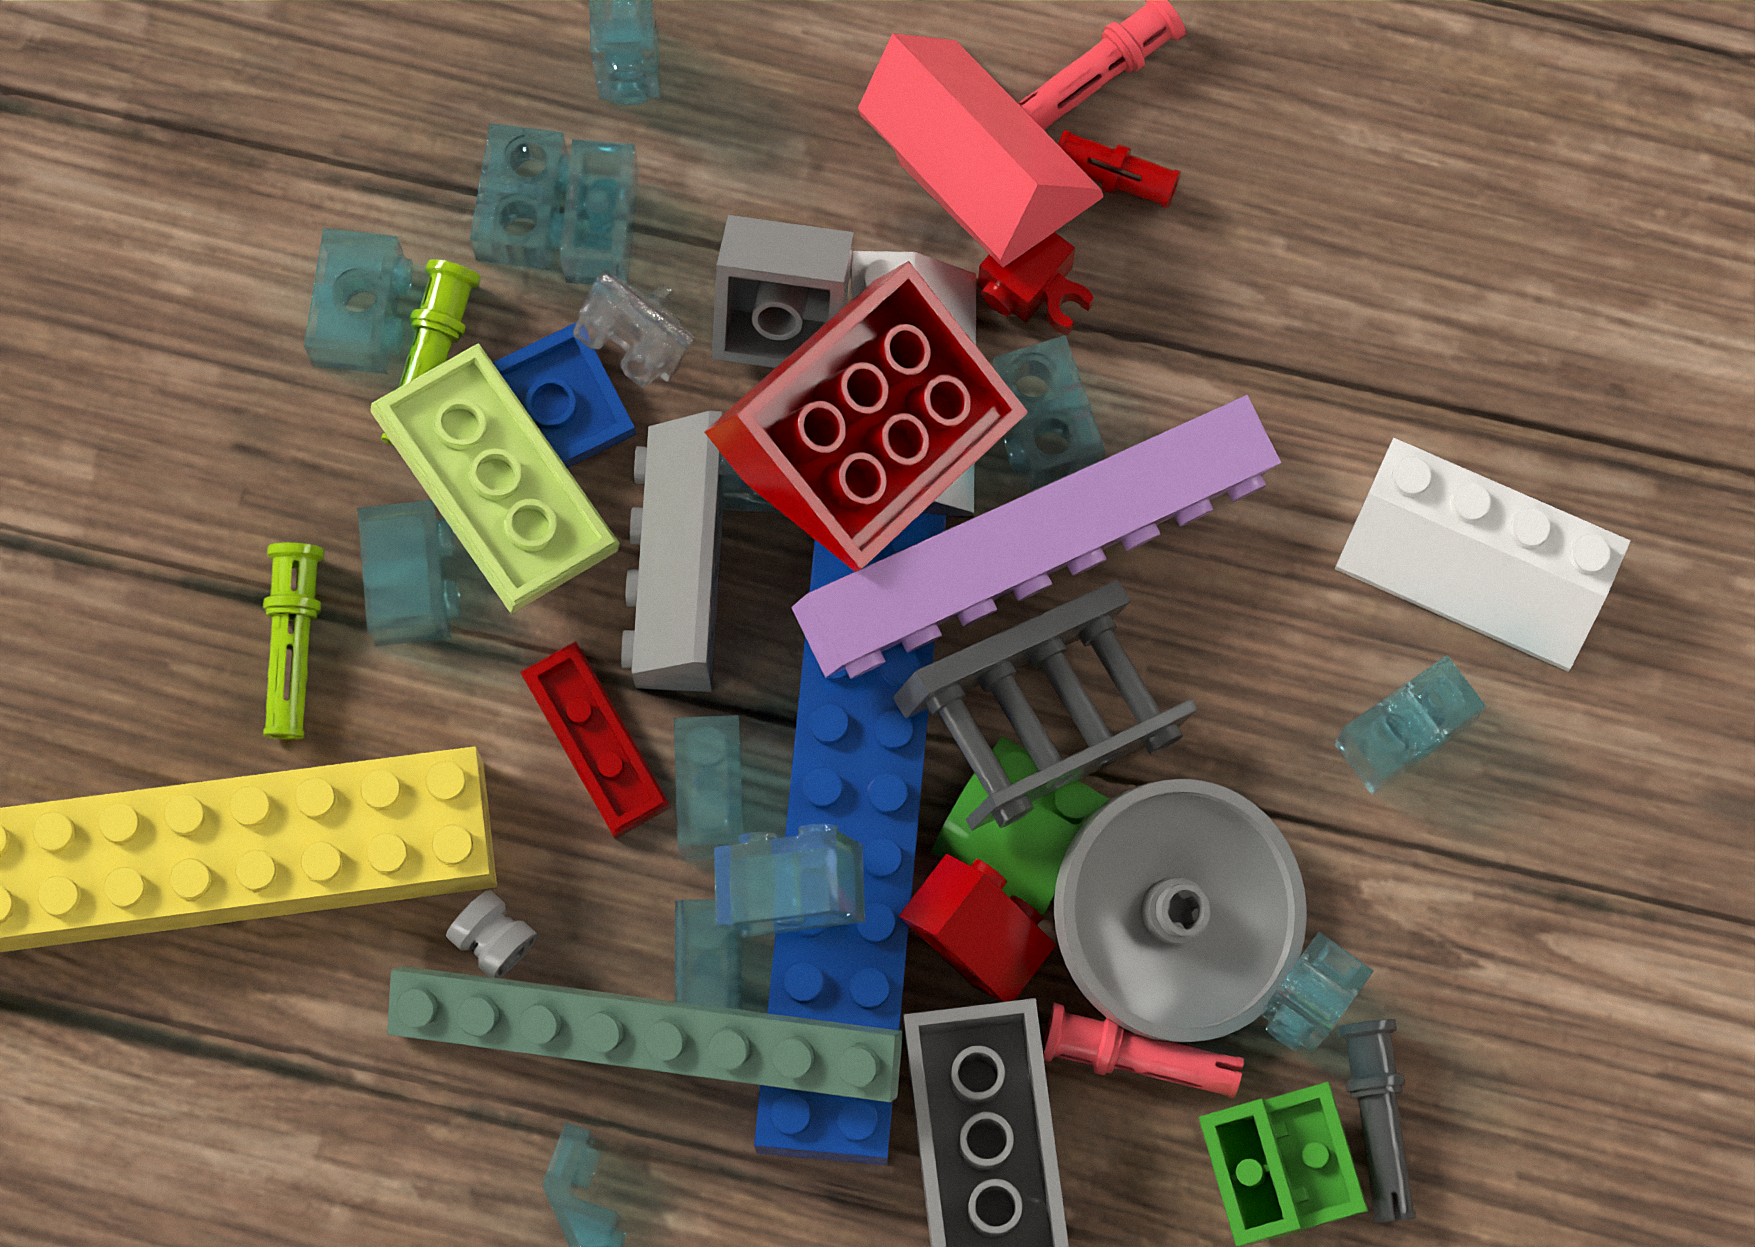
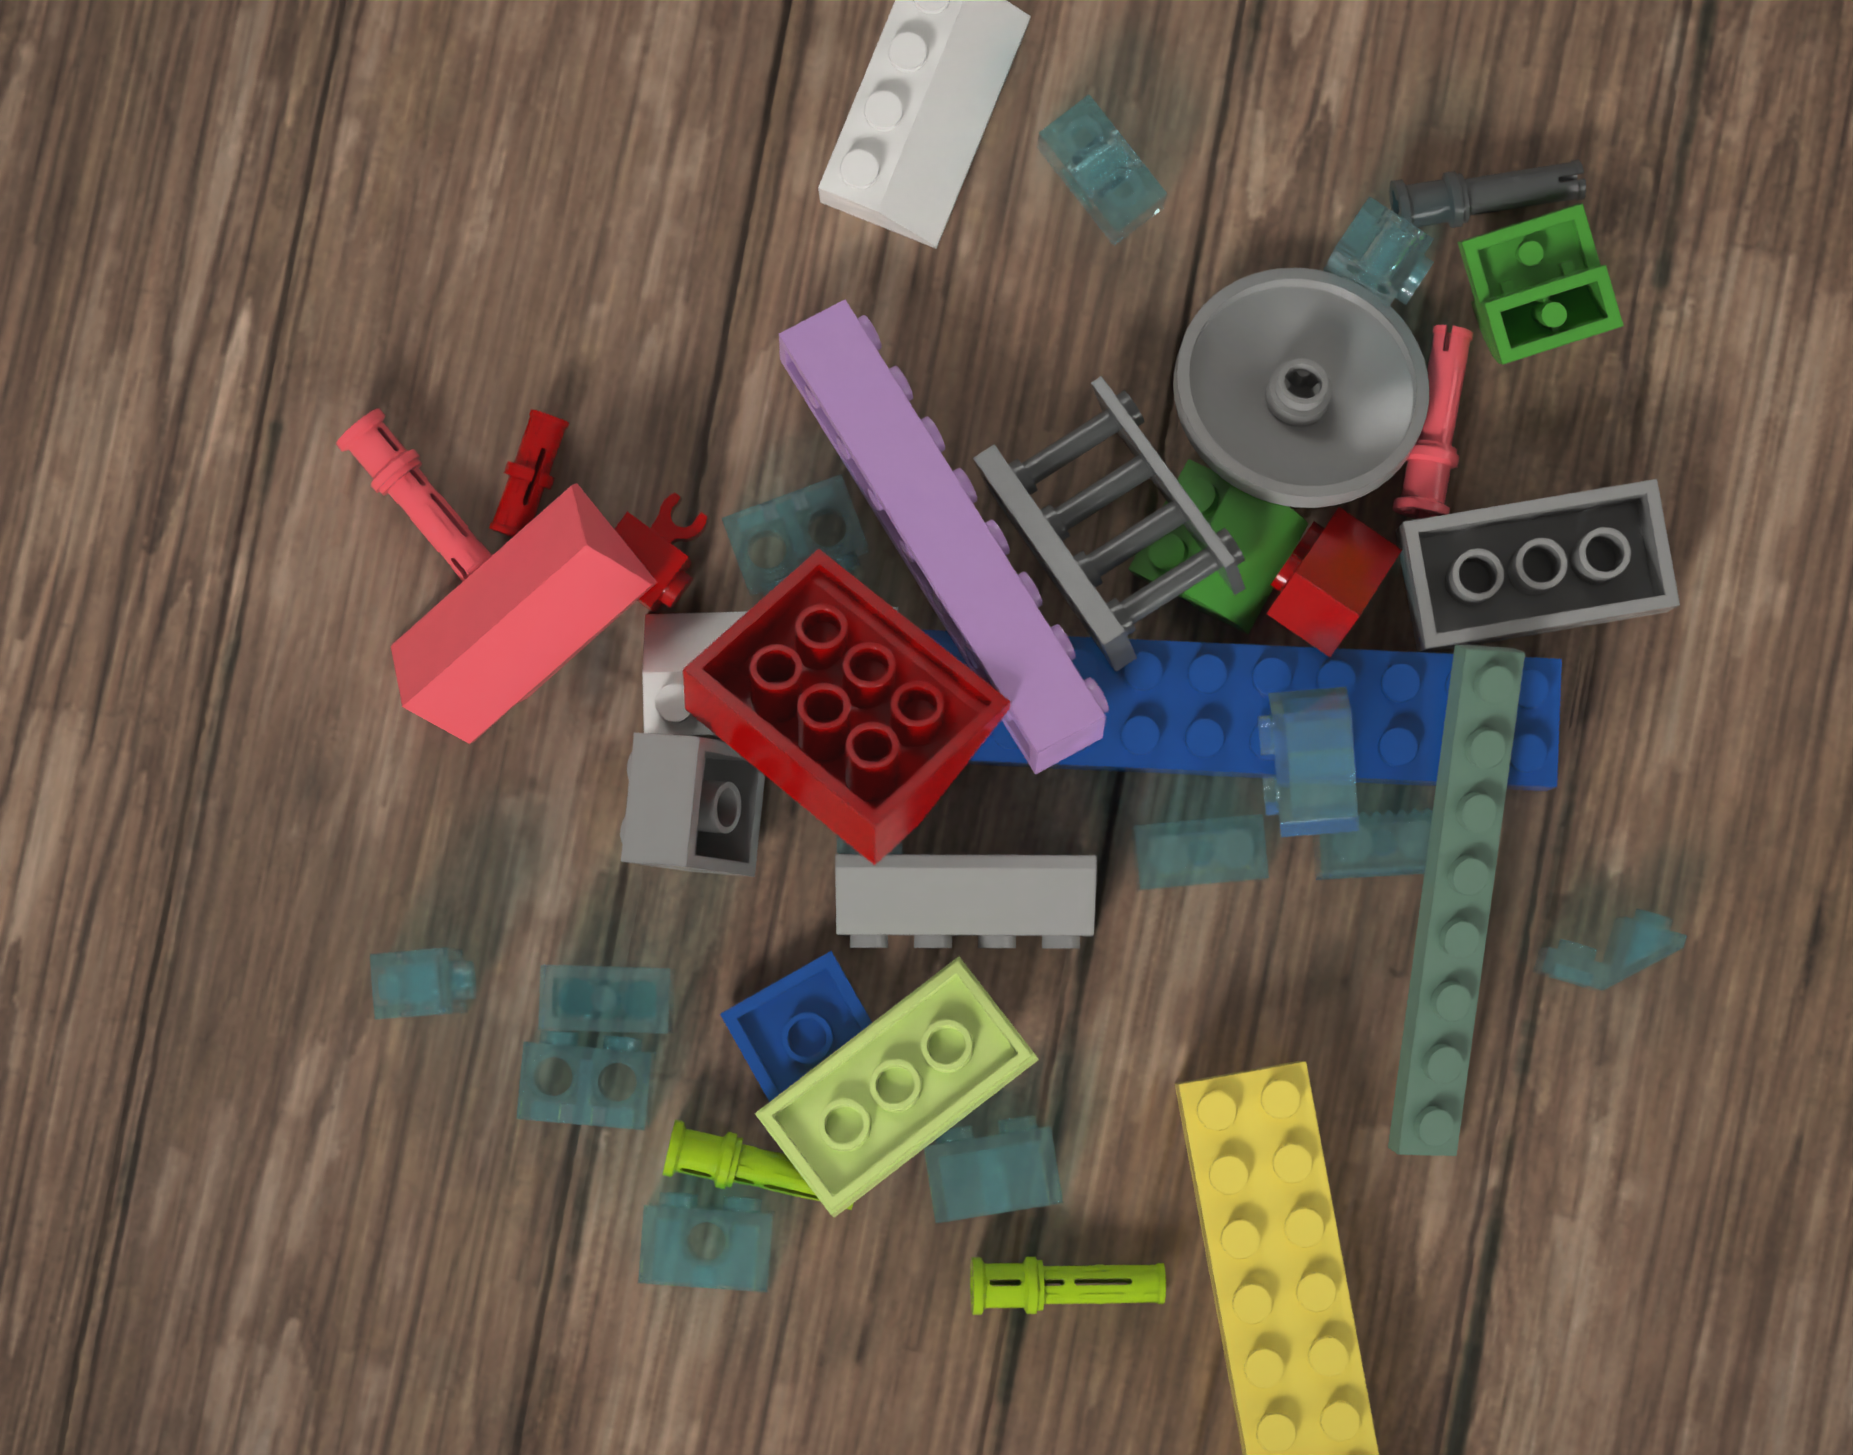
camera: 90 degrees left, 10 degrees up
(494, 938) = (1358, 1055): light grey wheel -> none
(595, 740) = (1149, 972): red tile -> none
(635, 323) = (720, 952): clear hips -> none

